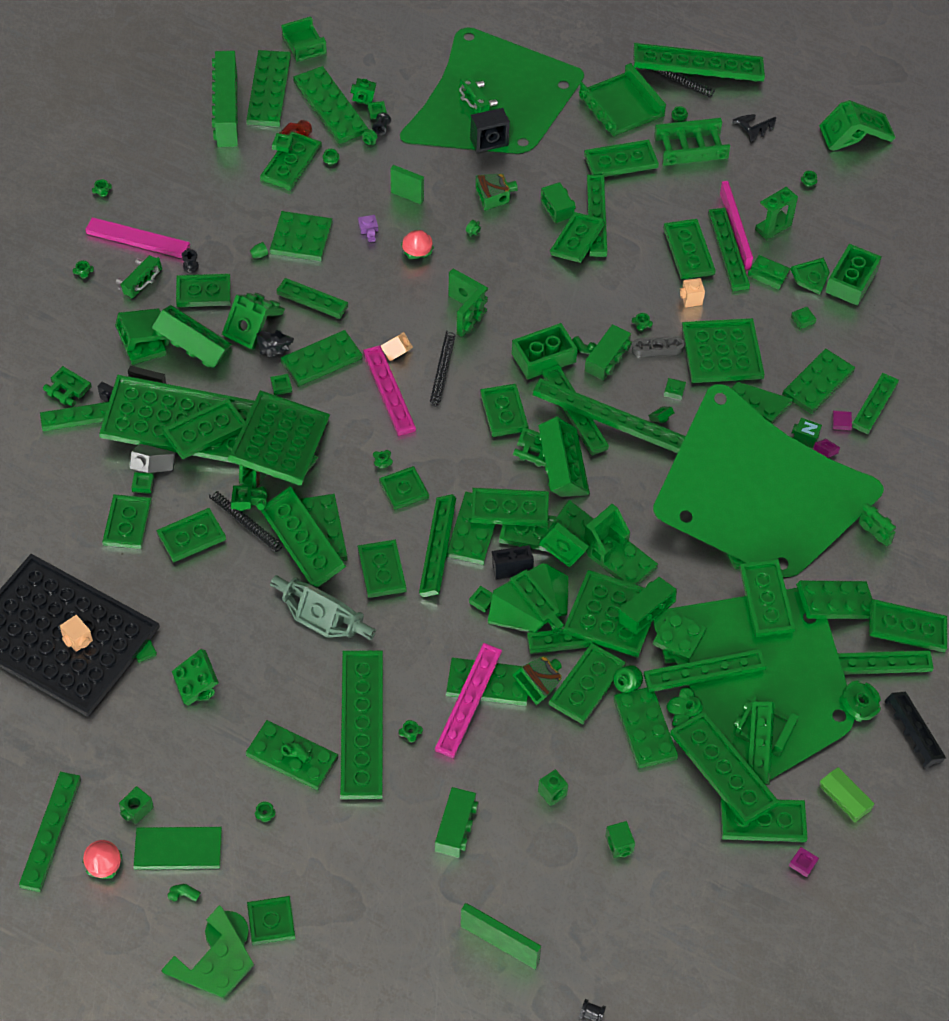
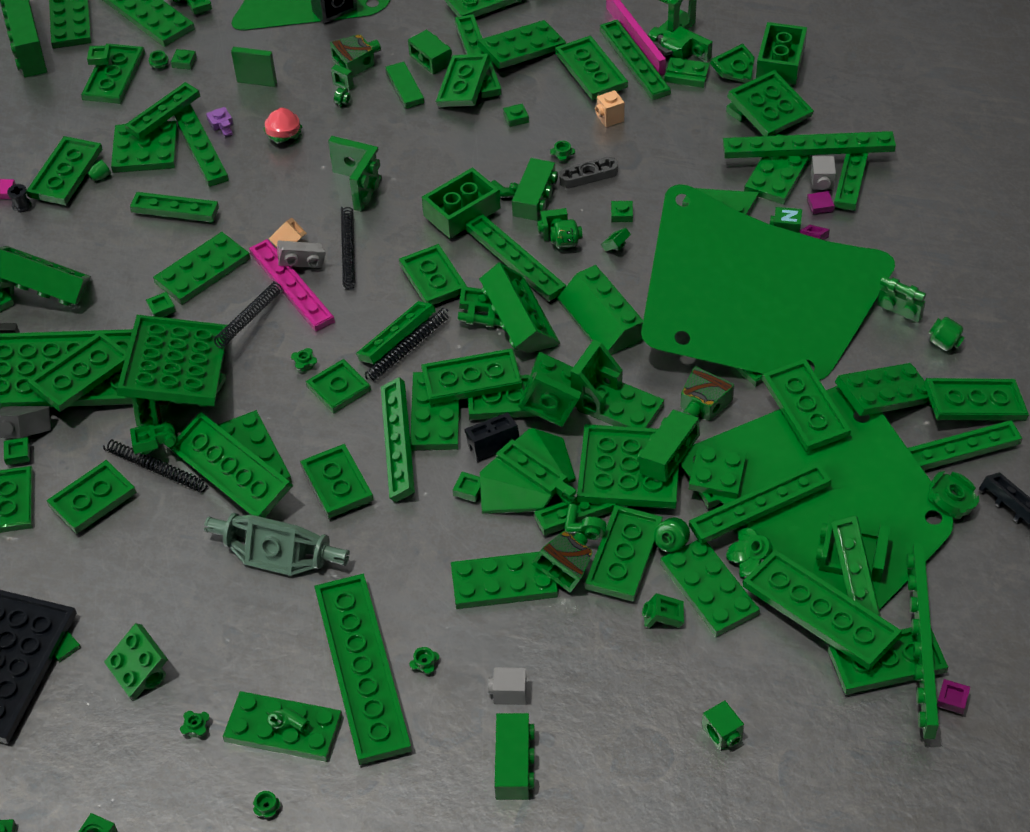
camera: 10 degrees left, 5 degrees down
(203, 290) = (42, 226): green plate -> none
(231, 243) = (64, 170): none -> green plate
(231, 740) = (194, 730): none -> green plate
(254, 311) = (110, 233): green bracket -> none
(273, 343) = (140, 264): black hair -> none
(302, 127) = (117, 36): clear red plate -> none
(322, 208) = (162, 110): none -> green plate
(345, 243) = (201, 146): none -> green plate
(349, 410) = (249, 319): none -> black piece
(351, 160) = (183, 59): none -> green plate
(369, 137) = (197, 31): green plate -> none
(387, 120) = (202, 19): black bush -> none
(402, 365) = (300, 254): none -> light grey bracket
(461, 453) = (395, 332): none -> green plate
(468, 700) = (486, 607): dark pink tile -> none
(468, 767) = (508, 686): none -> light grey brick
(469, 467) = (409, 346): none -> black piece
(478, 210) = (342, 77): none -> green plate
(528, 228) = (404, 84): none -> green tile
(553, 787) = (621, 684): green brick -> none
(566, 657) = (591, 527): none -> green plate
(604, 738) = (663, 610): none -> green bracket
(608, 415) = (557, 252): green plate -> none
(613, 279) = (516, 115): none -> green plate
(615, 385) = (547, 220): none -> green bracket
(622, 399) = (565, 233): none -> green head
(629, 475) = (601, 310): none -> green slope
(636, 213) = (521, 44): none -> green plate
(691, 568) = (705, 394): none -> torso
(722, 350) = (662, 159): green plate -> none
(770, 244) = (681, 43): none -> green plate
(790, 819) = (923, 645): none -> green plate
(828, 320) = (770, 103): none -> green plate
(846, 794) = (975, 605): bright green piece -> none
(848, 366) = (809, 144): none -> green plate
(851, 394) = (823, 172): none -> light grey brick
(904, 563) = (946, 334): none -> green head

